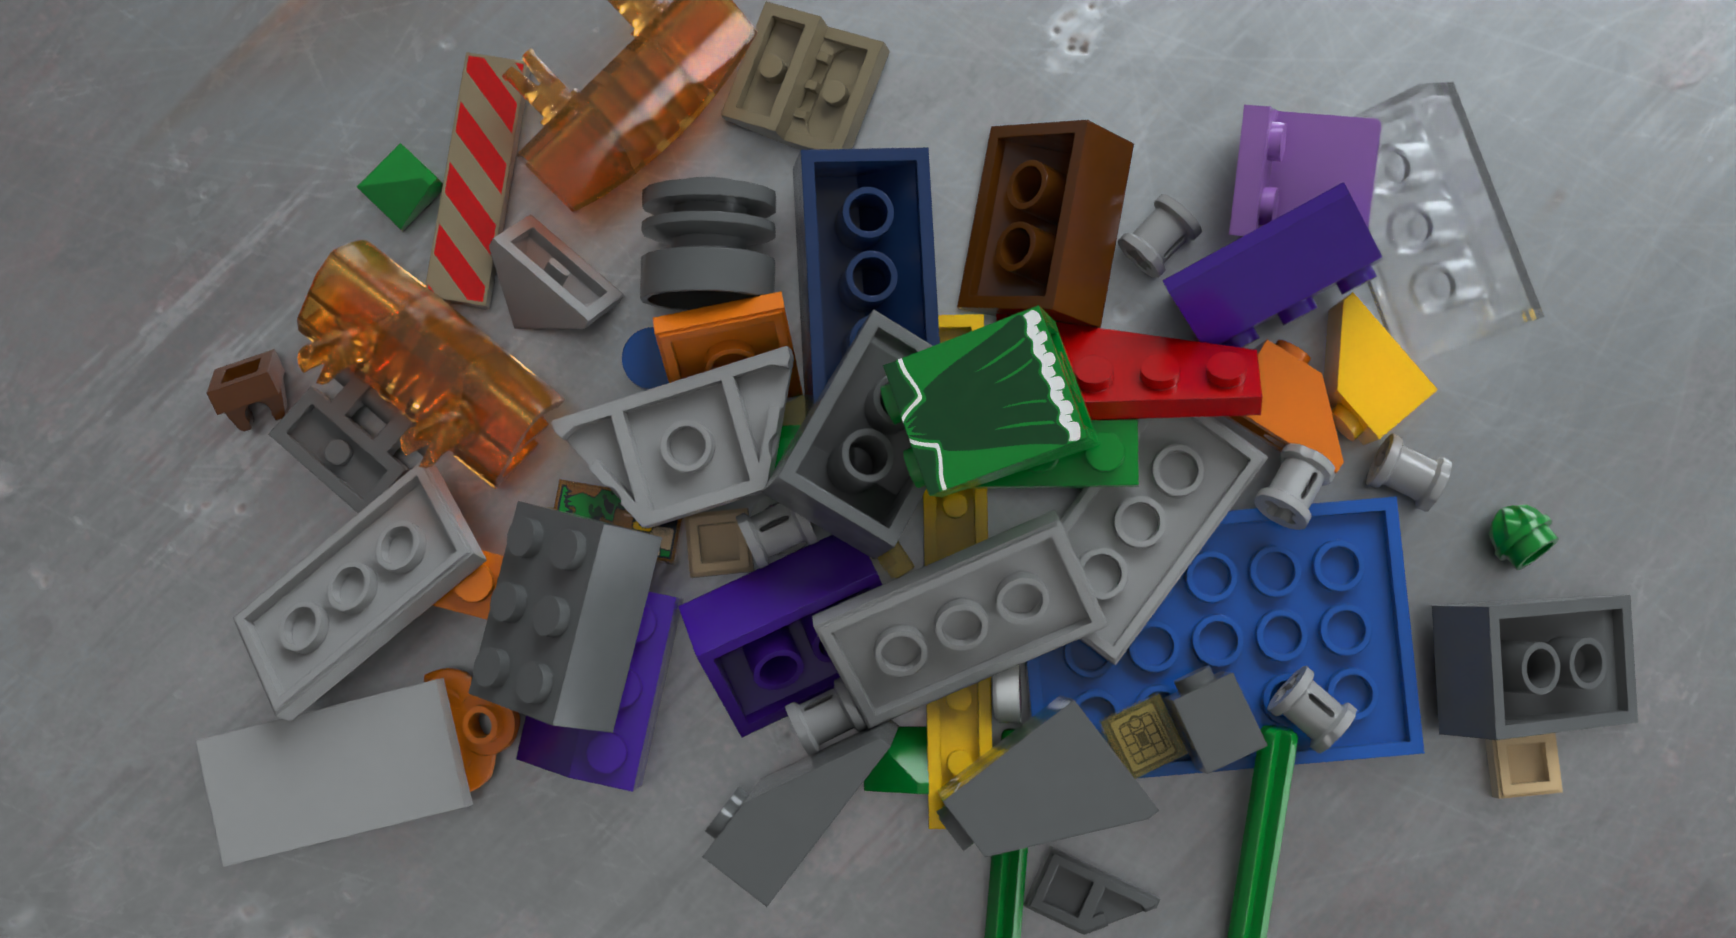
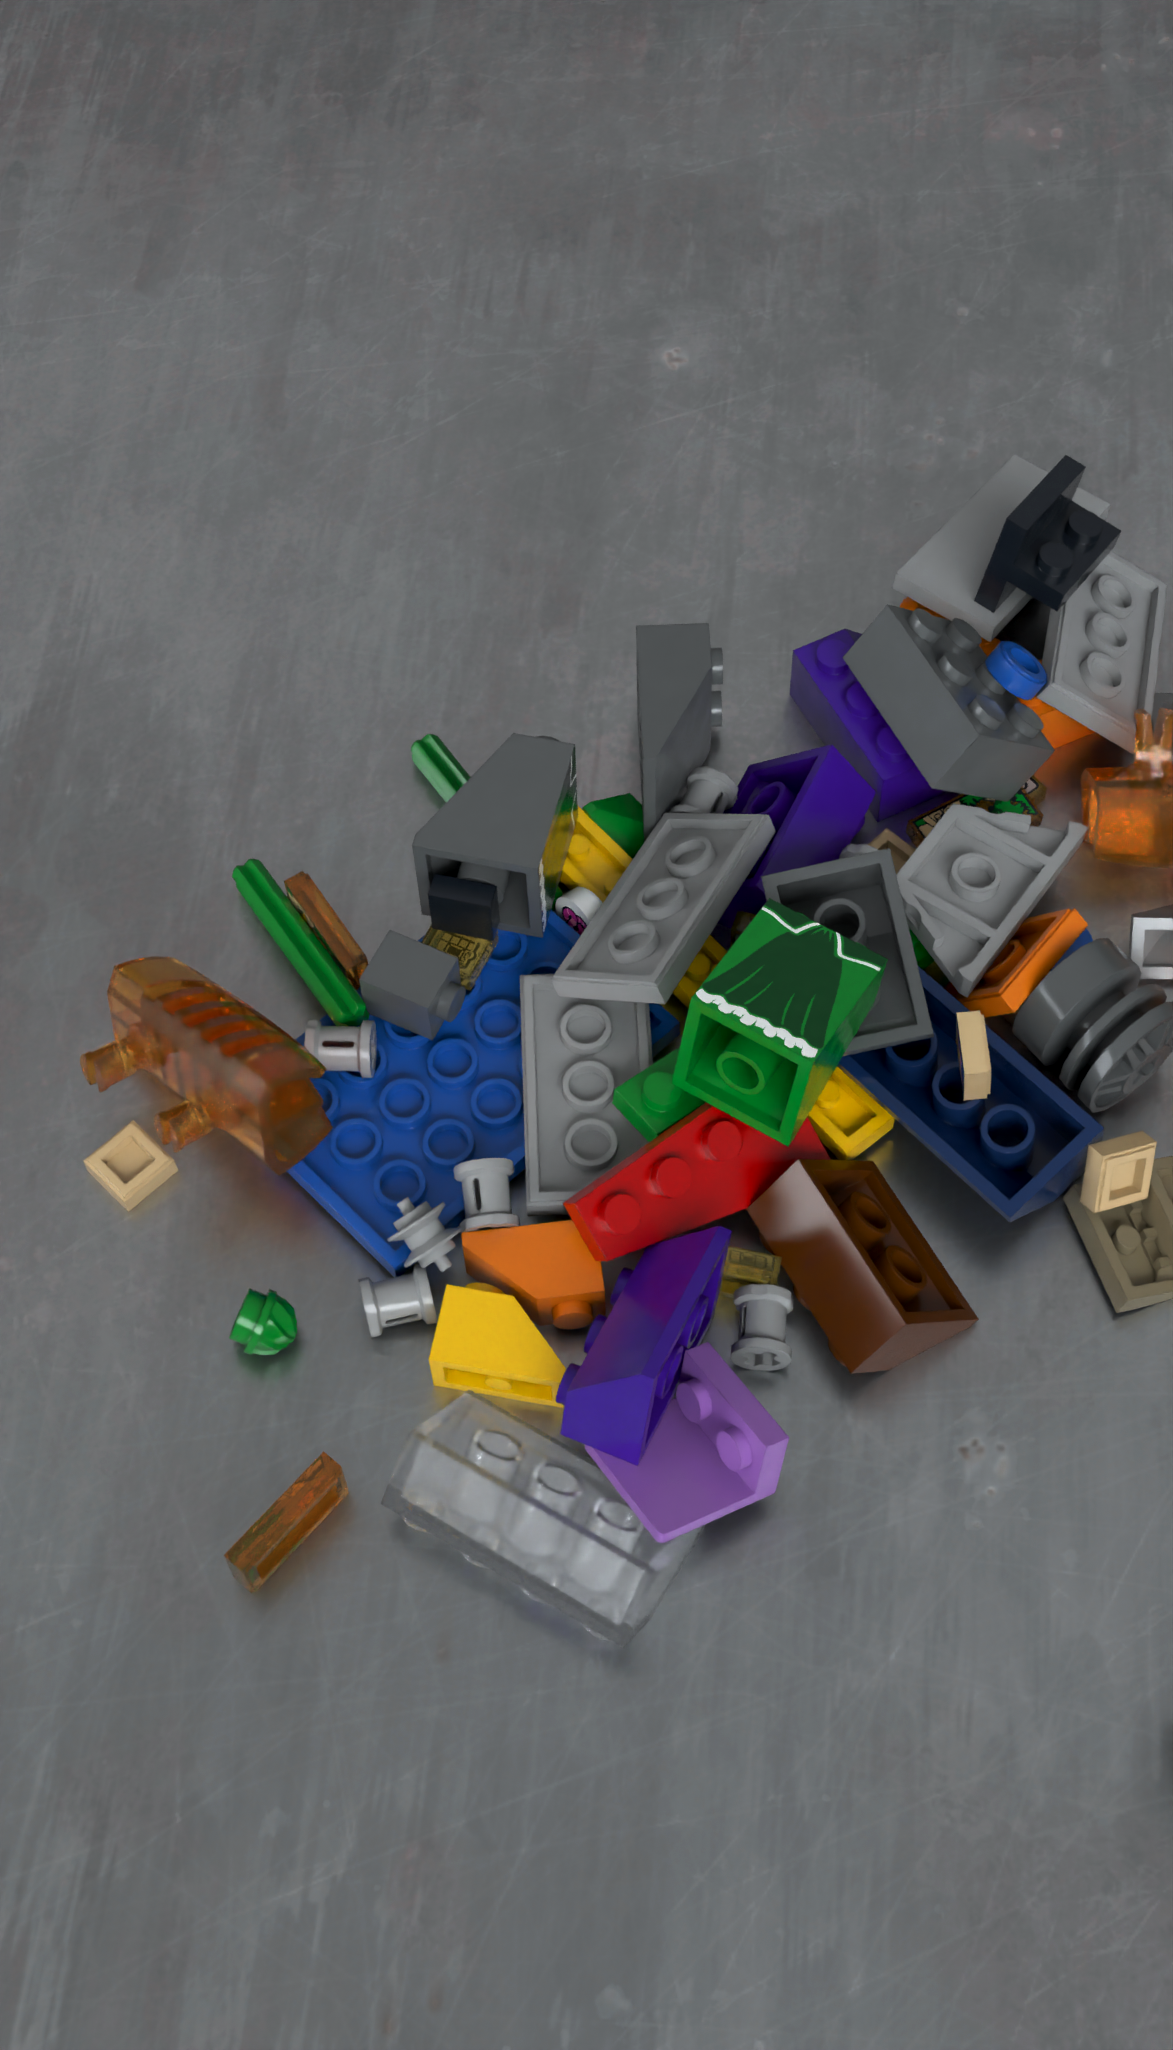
camera: 145 degrees right, 25 degrees down
(329, 696) = (1047, 543): none -> black bracket
(486, 591) = (1016, 670): none -> blue tile
(806, 126) = (1118, 1171): none -> tan tile
(855, 272) = (973, 1055): none -> tan tile
(1083, 894) = (391, 846): dark grey tile -> none
(1129, 748) = (464, 907): none -> black tile
(1140, 283) = (747, 1268): none -> clear yellow tile
(1227, 844) = (326, 926): none -> clear orange tile
(1368, 490) = (424, 1234): none -> light grey wheel
(1417, 773) = (215, 1057): none -> clear orange piece
(1534, 666) = (174, 1235): dark grey slope -> none
(1615, 360) = (287, 1523): none -> clear orange tile

